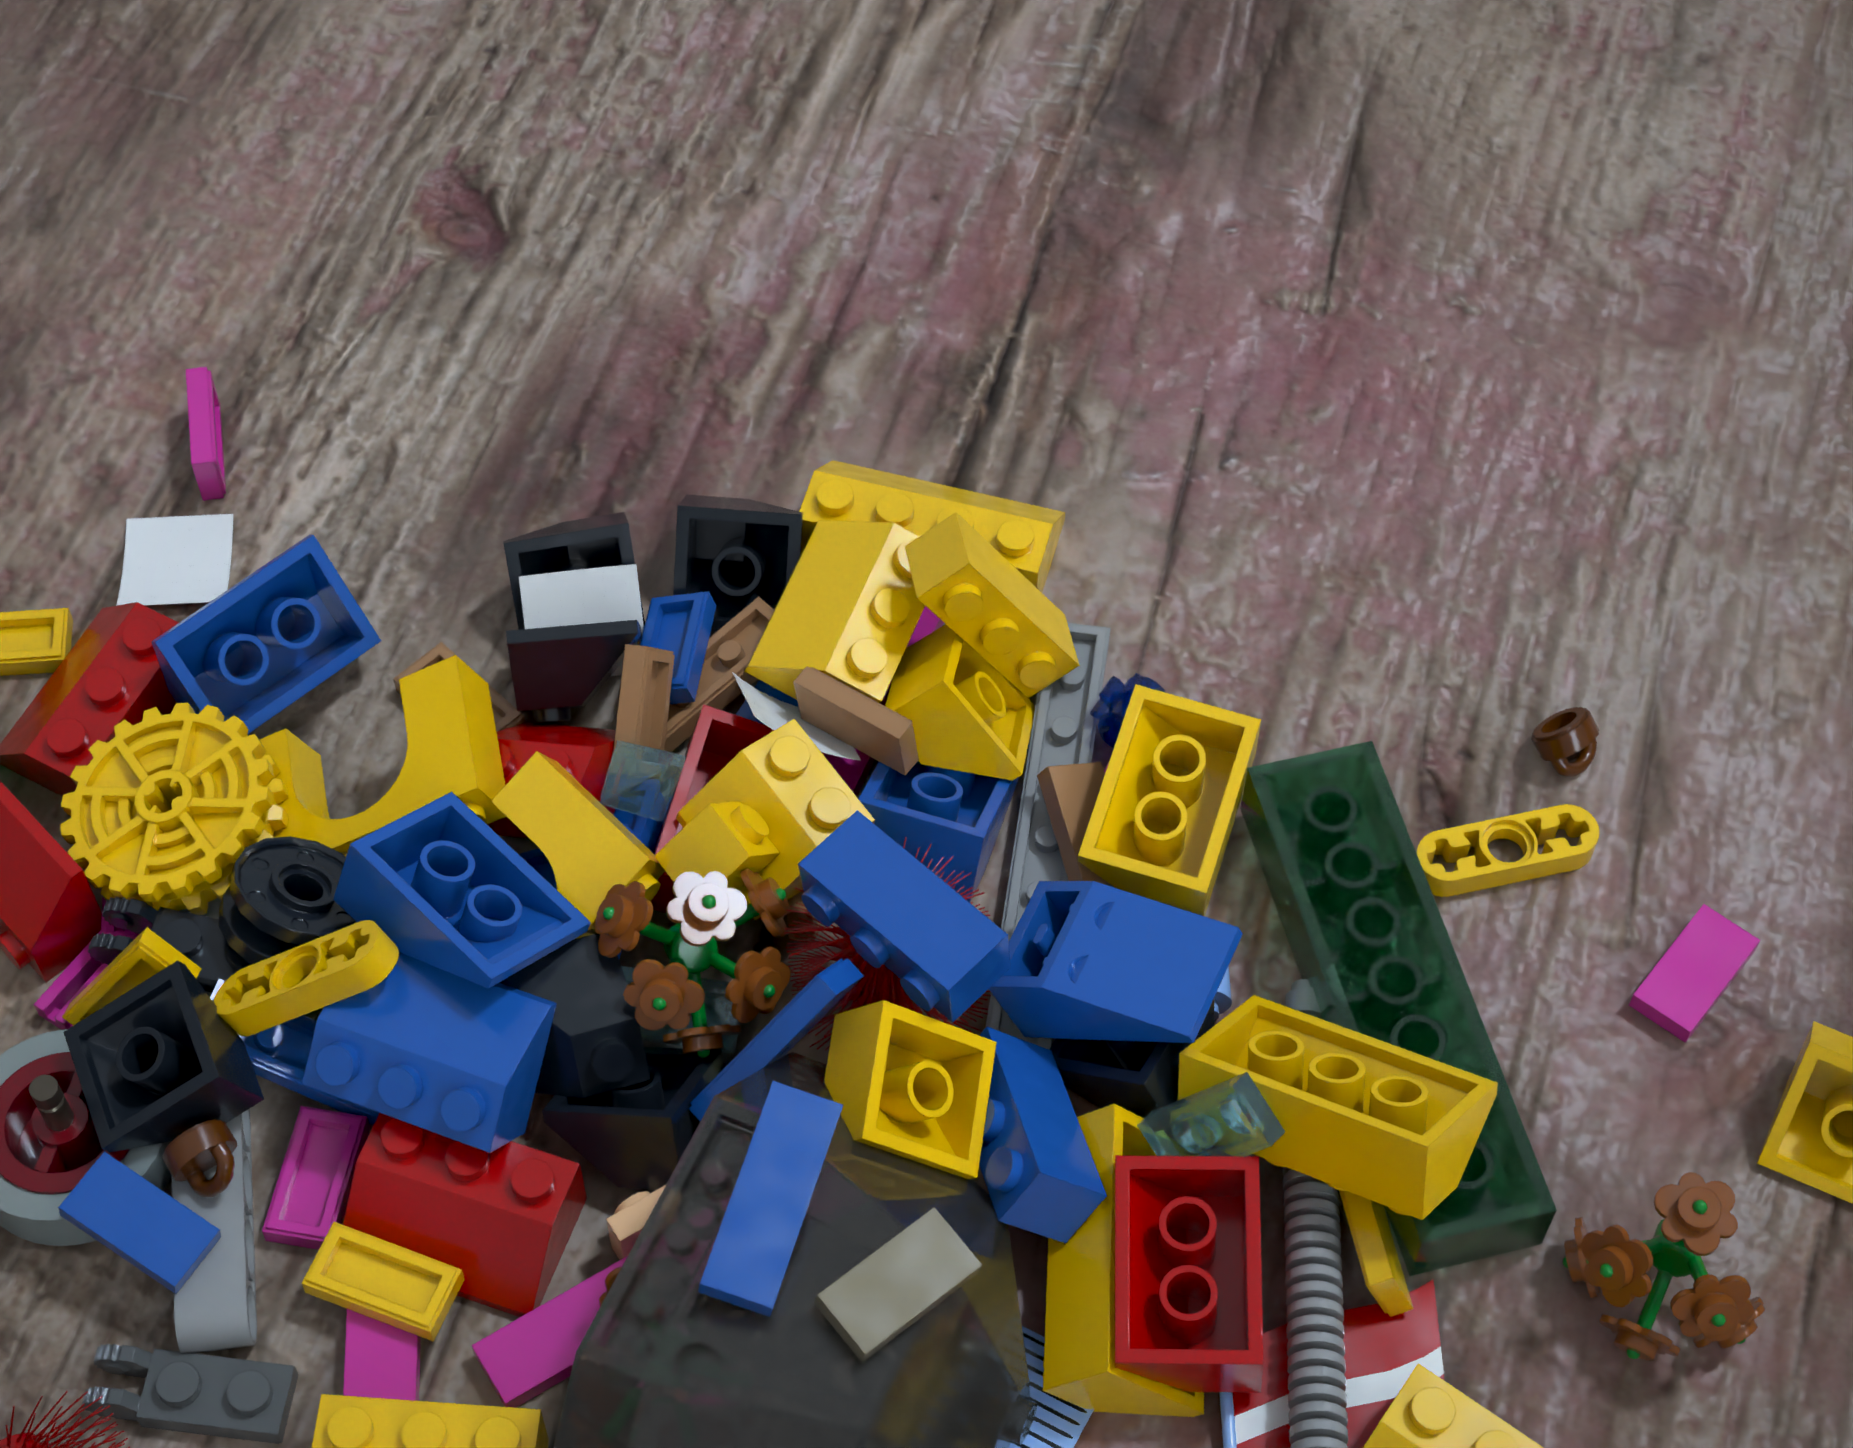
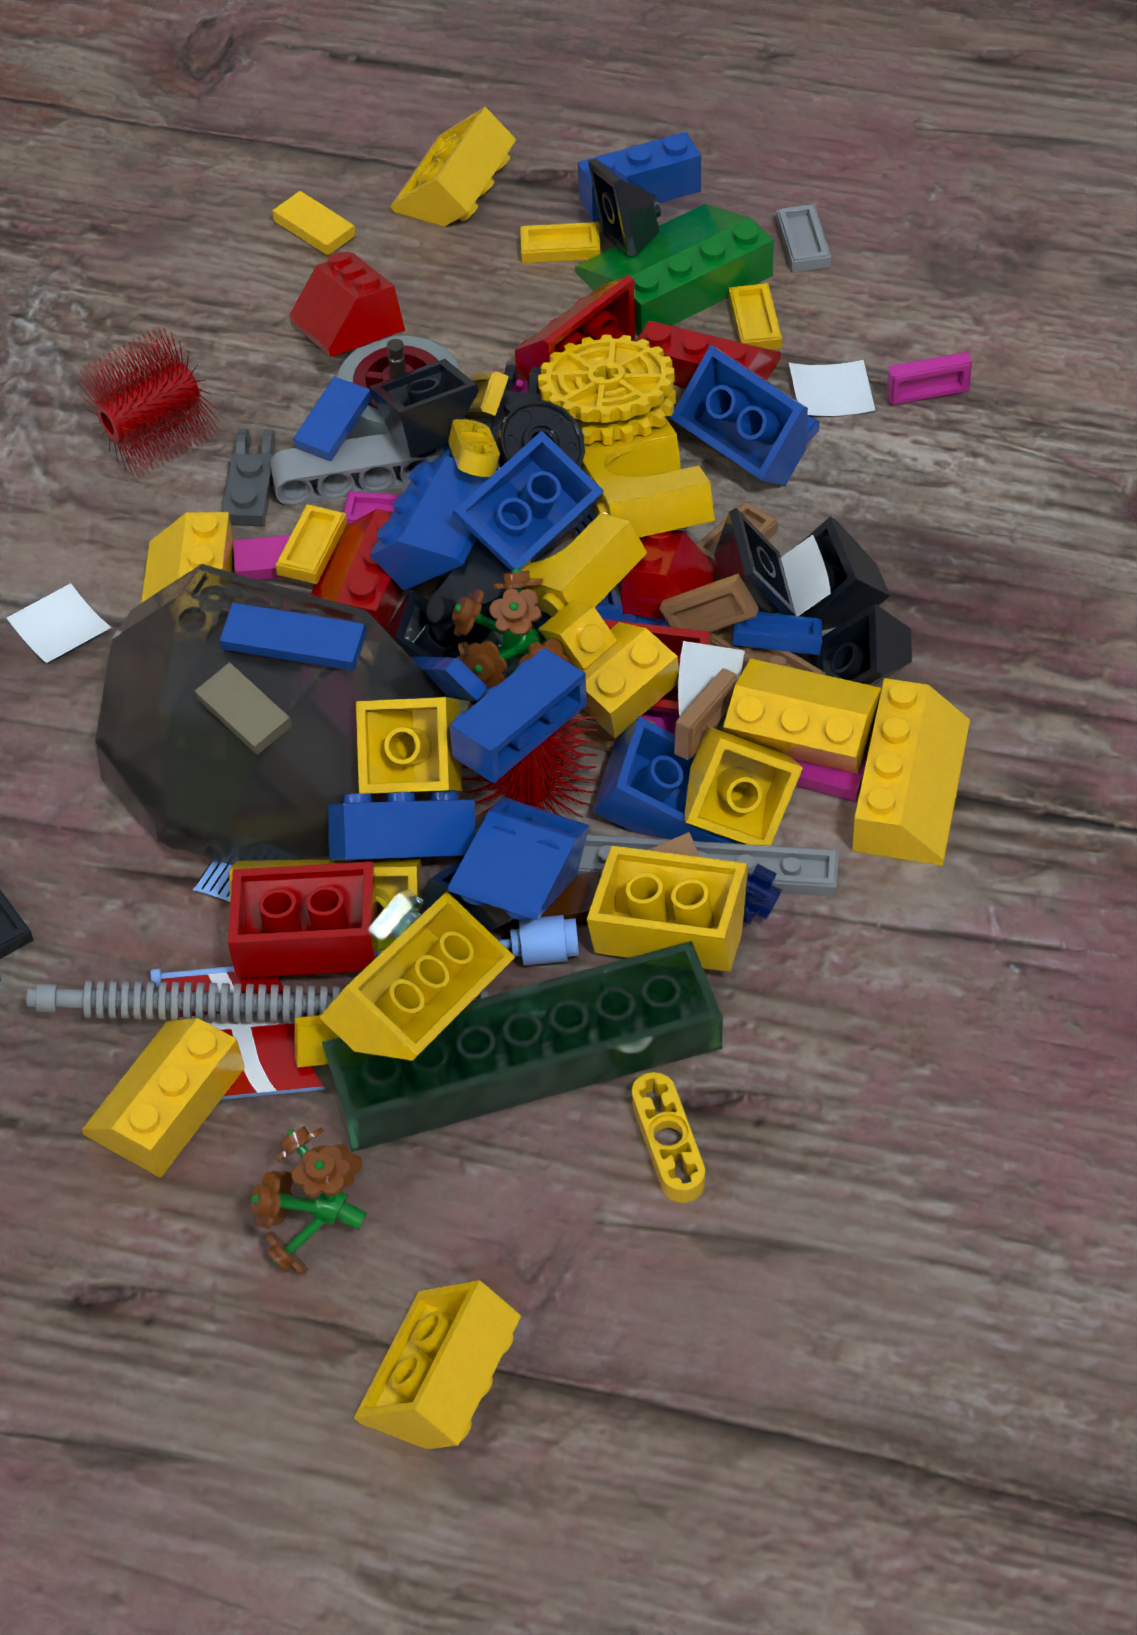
camera: 90 degrees right, 5 degrees down
(200, 1150) = (376, 436): reddish brown tile -> none
(641, 780) = (654, 607): clear light blue slope -> none
(991, 605) = (807, 781): yellow brick -> none
(1565, 735) = (769, 1172): reddish brown tile -> none
(1694, 973) = (572, 1257): dark pink tile -> none

